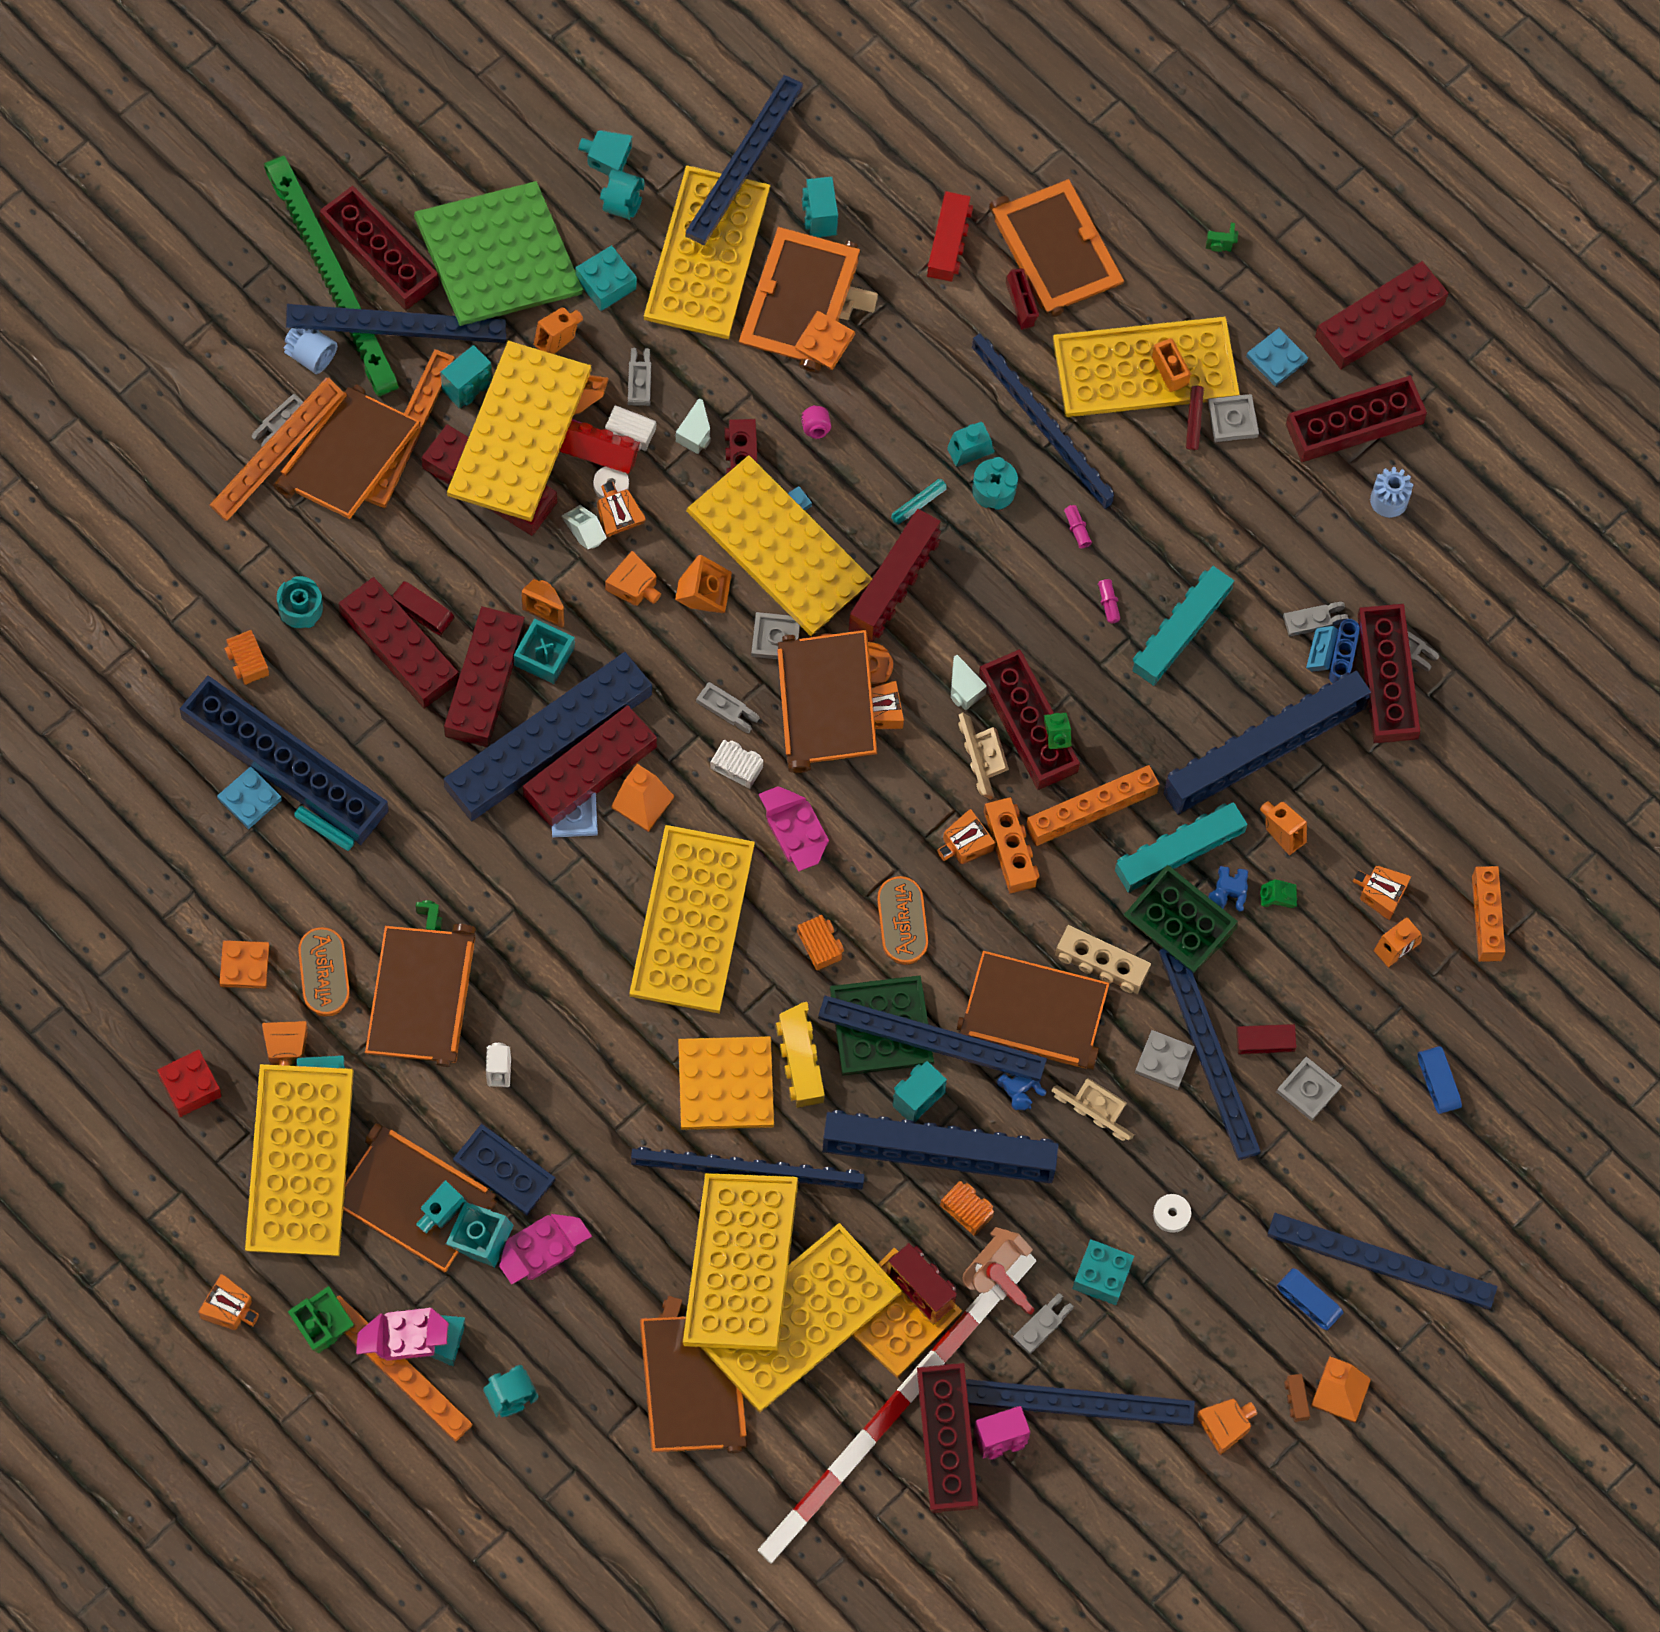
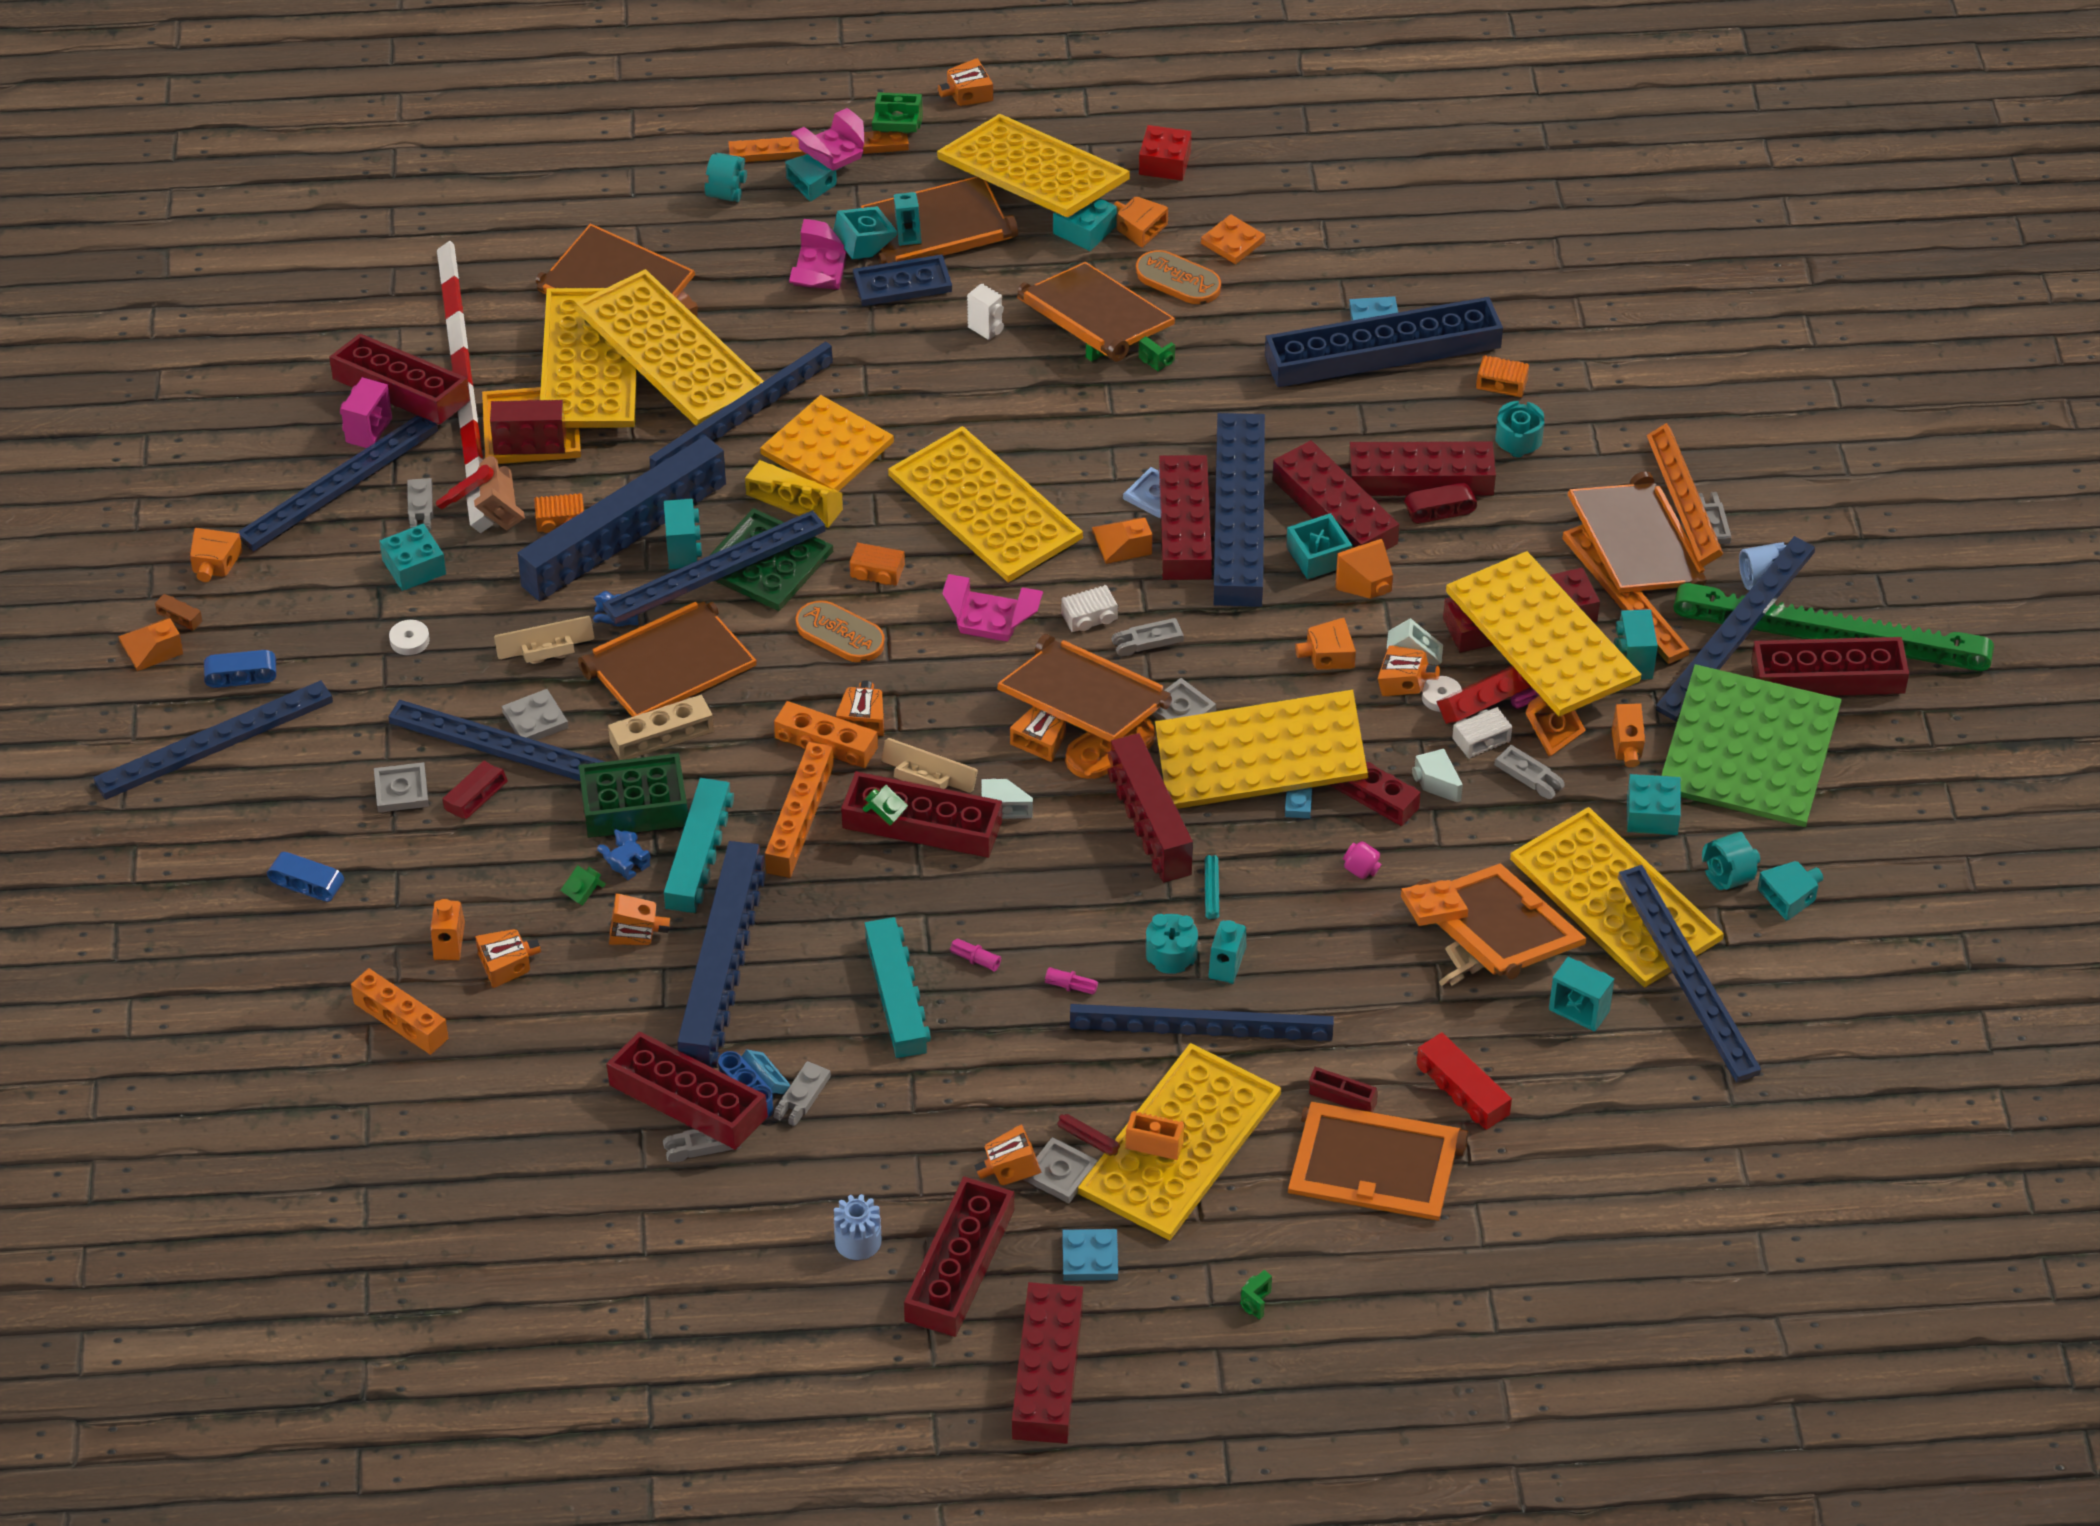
camera: 135 degrees right, 20 degrees down
(704, 586) = (1273, 681): orange slope -> none
(1257, 445) = (1009, 1158): none -> orange torso

